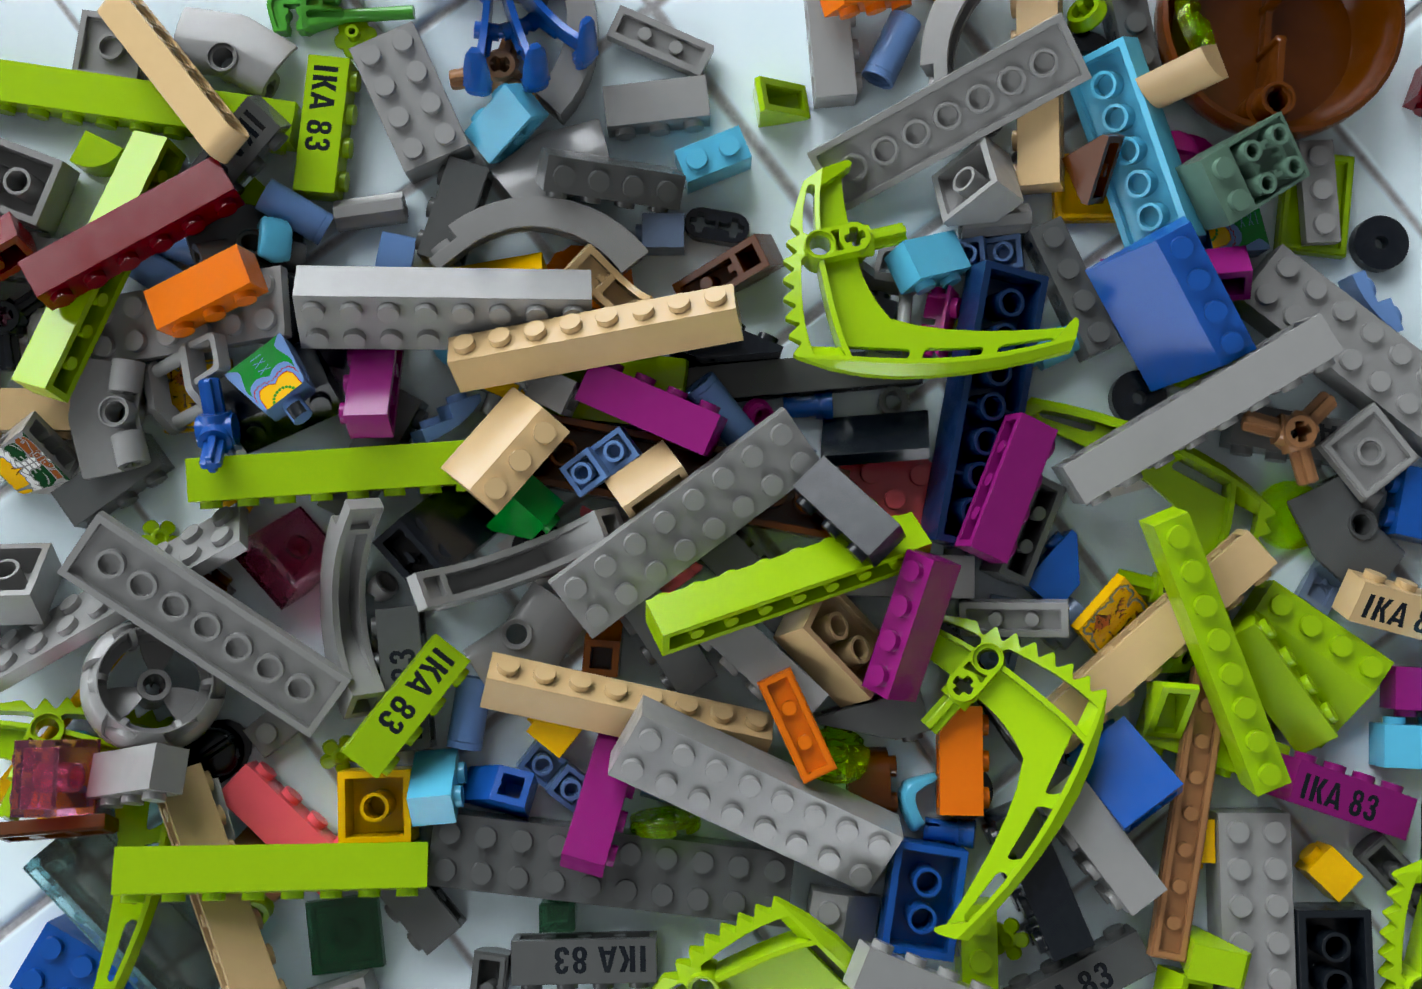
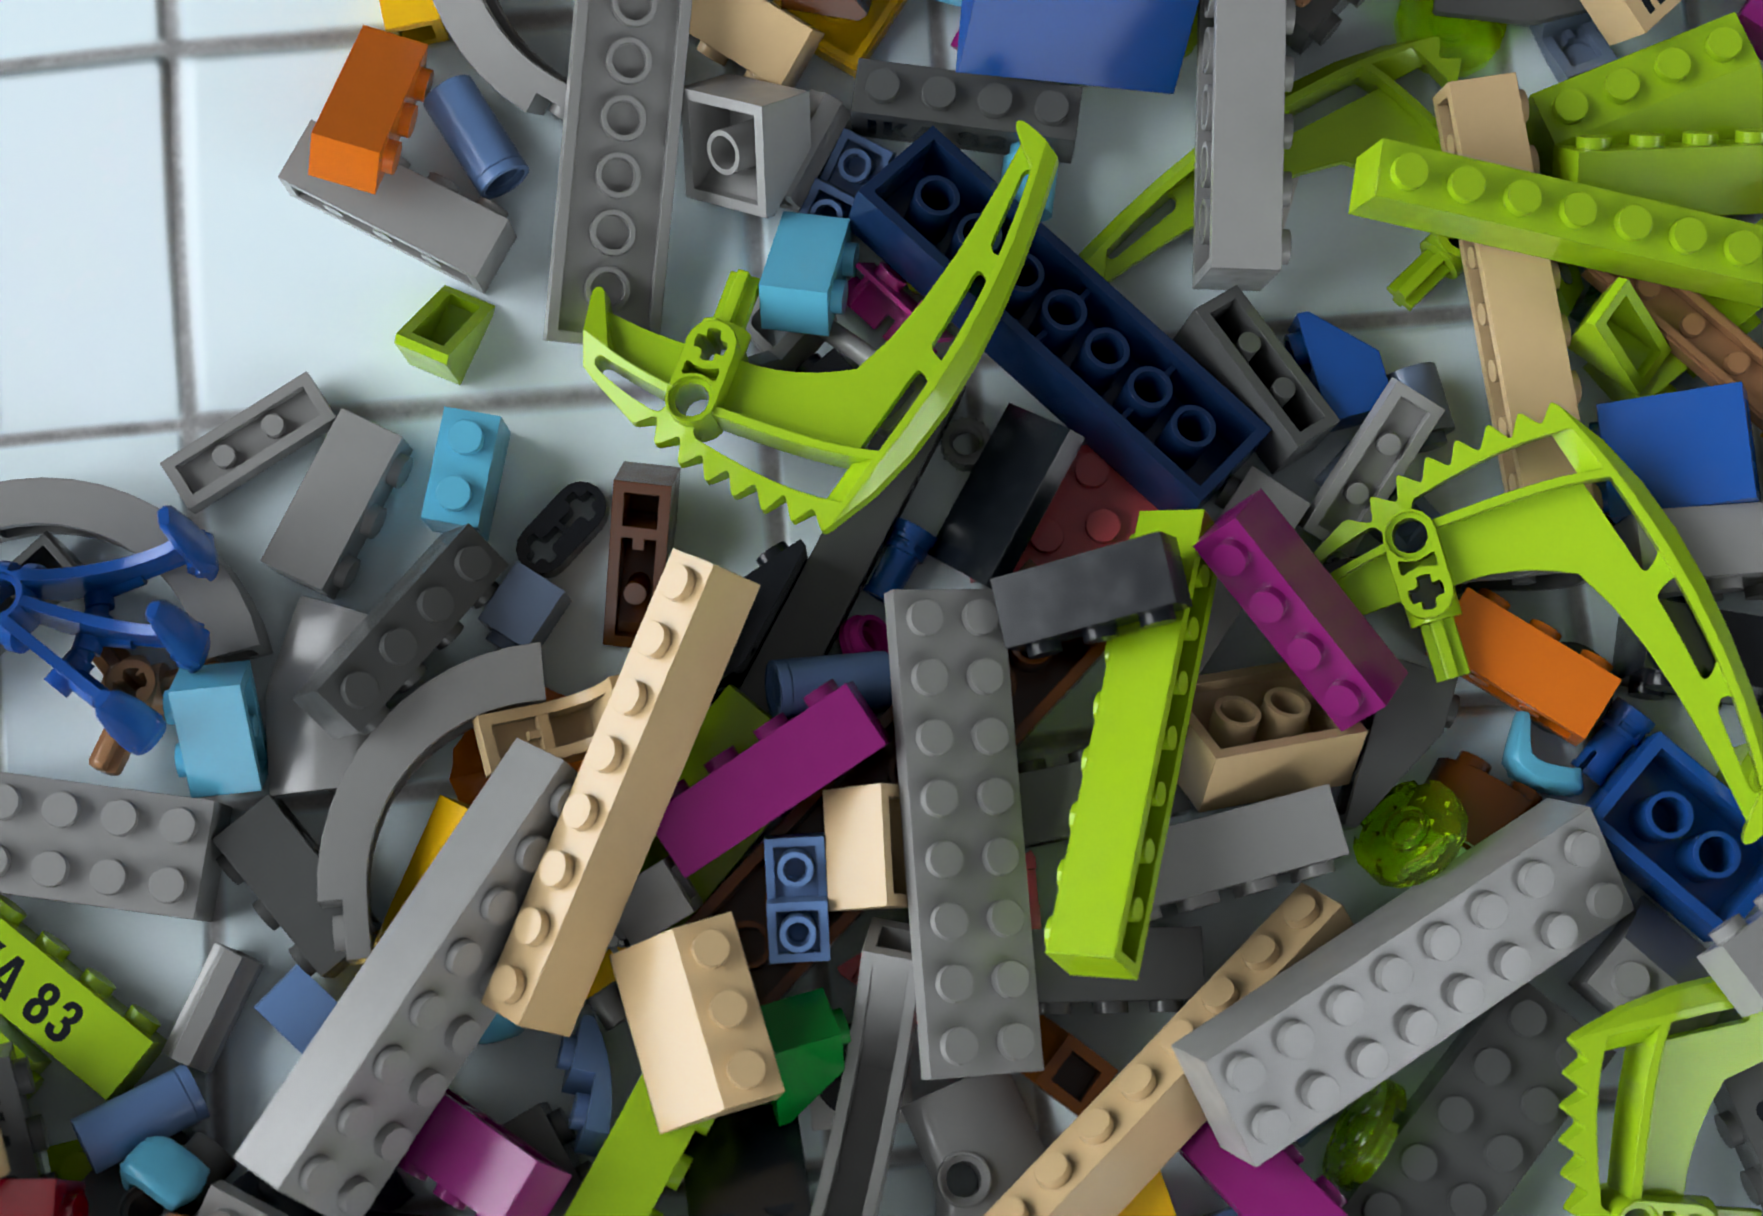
camera: 55 degrees left, 5 degrees down
(796, 725) = (1345, 855): orange tile -> none
(1007, 488) = (1190, 362): magenta brick -> none
(1109, 613) = (1442, 337): yellow tile -> none
(1121, 396) = (1150, 135): black piece -> none

